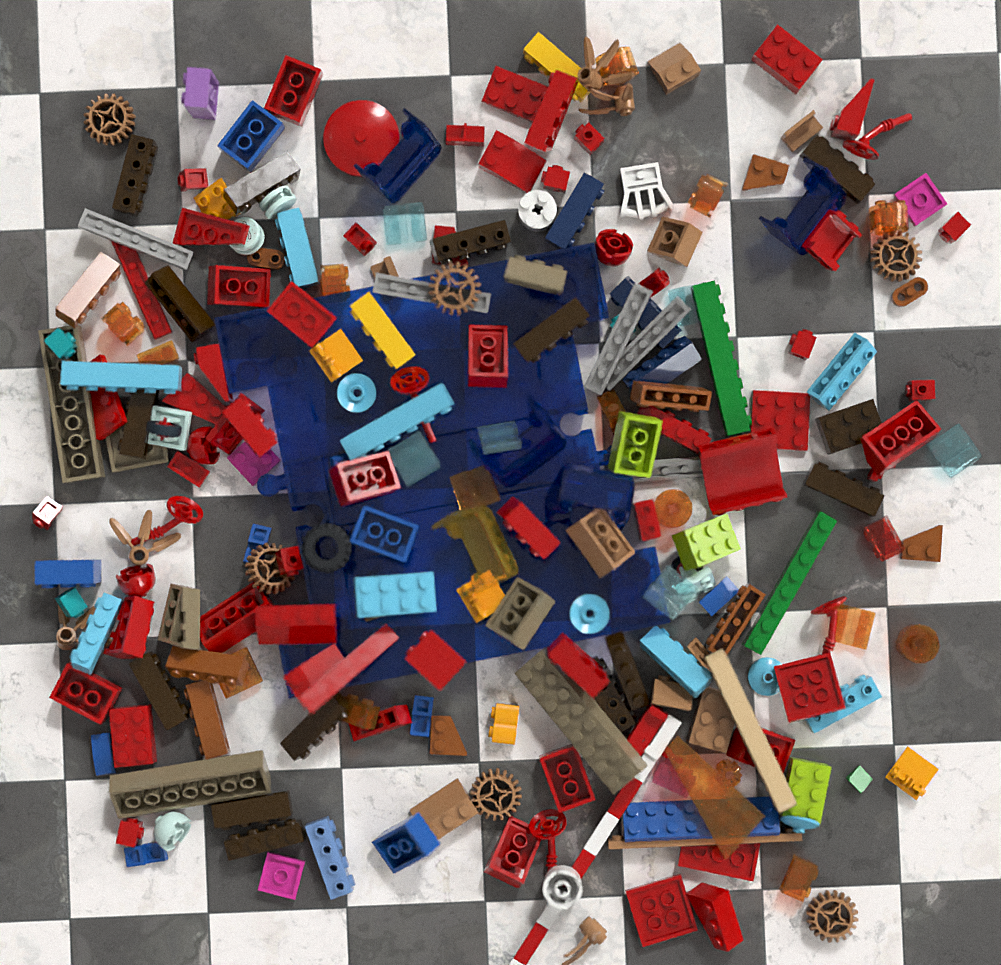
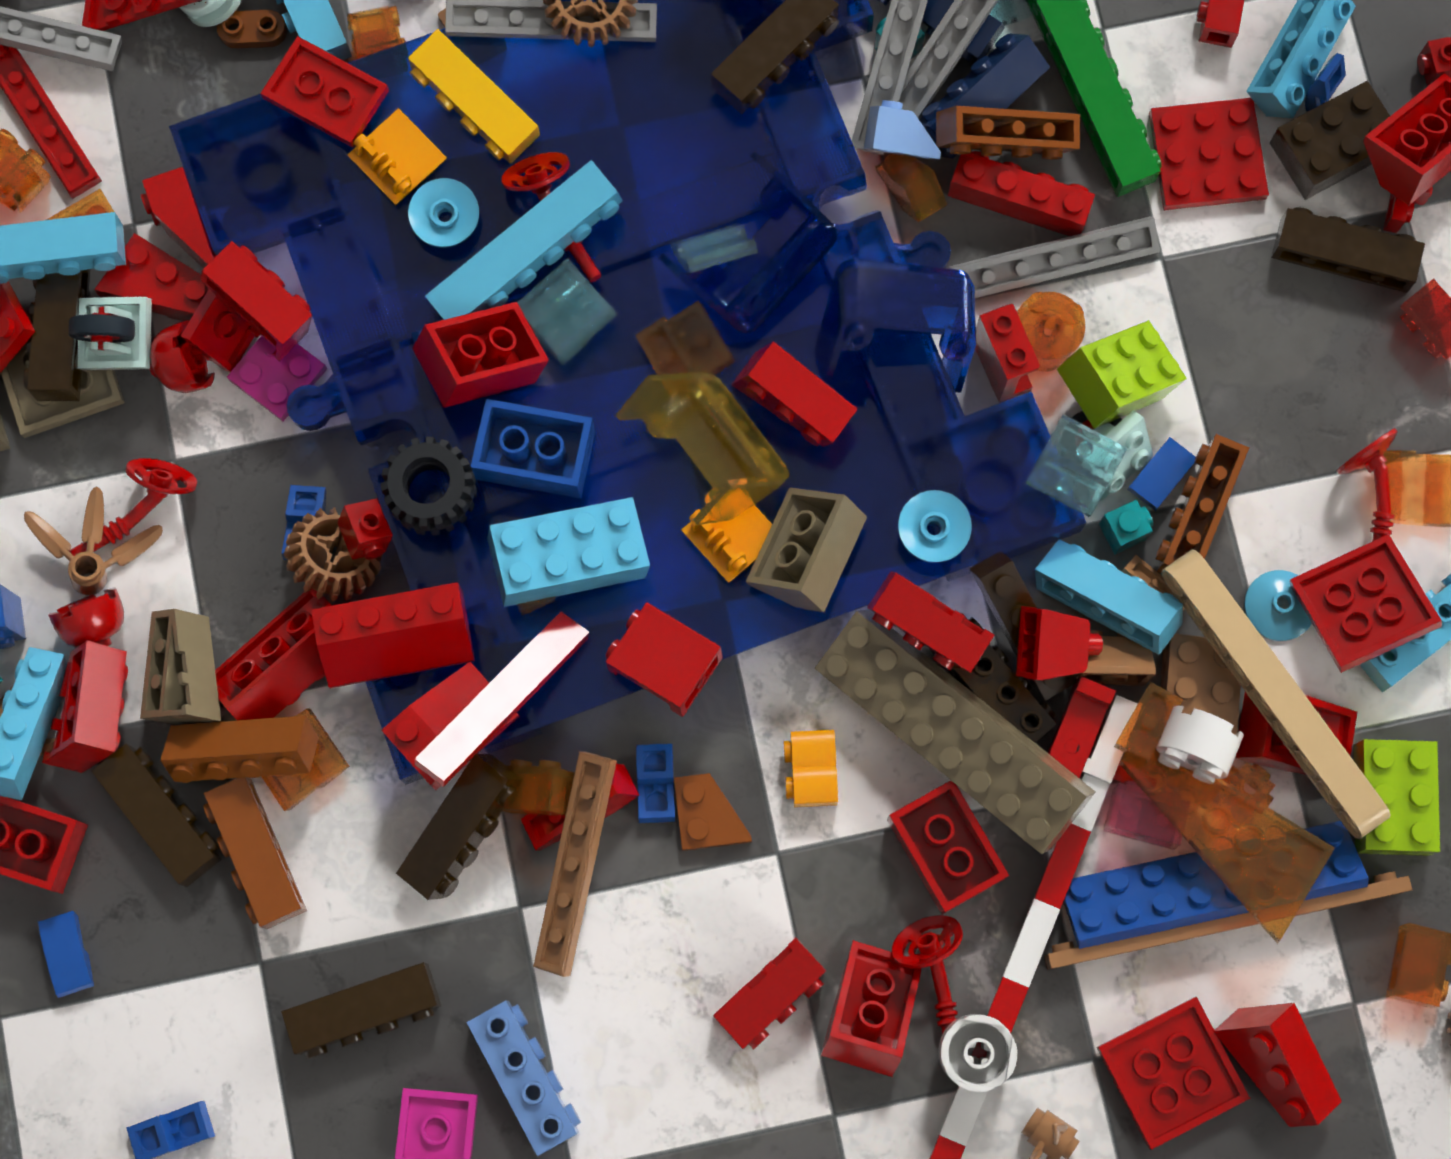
camera: 10 degrees left, 10 degrees down
(130, 832) = (134, 1092): red brick -> none
(133, 735) = (117, 907): red brick -> none
(170, 829) = (212, 1074): light aqua cylinder -> none
(180, 303) = (106, 122): dark brown brick -> none
(188, 469) = (160, 407): red plate -> none
(190, 784) = (235, 978): dark tan brick -> none
(238, 286) = (203, 76): red slope -> none
(263, 840) = (393, 1064): dark brown brick -> none
(373, 754) = (574, 863): none -> medium nougat tile
(406, 843) = (664, 1017): blue brick -> none
(446, 808) = (726, 952): medium nougat slope -> none
(464, 838) = (771, 995): none -> red wedge
(487, 356) = (669, 114): red slope -> none
(487, 796) = (849, 890): medium nougat gear -> none
(600, 541) = (929, 394): medium nougat slope -> none
(609, 388) = (898, 132): none -> light blue slope
(634, 444) = (961, 215): lime brick -> none
(640, 687) = (1054, 644): none -> red torso
(682, 734) = (1147, 723): none -> clear orange plate
(693, 622) = (1126, 526): none -> teal brick
(705, 752) = (1199, 744): none -> white brick
(708, 858) = (1300, 958): red wing -> none
(741, 471) = (1159, 243): red panel -> none
(789, 582) = (1285, 427): green brick -> none
(799, 824) = (1401, 855): medium azure dish -> none
(850, 396) = (1326, 82): none -> blue slope

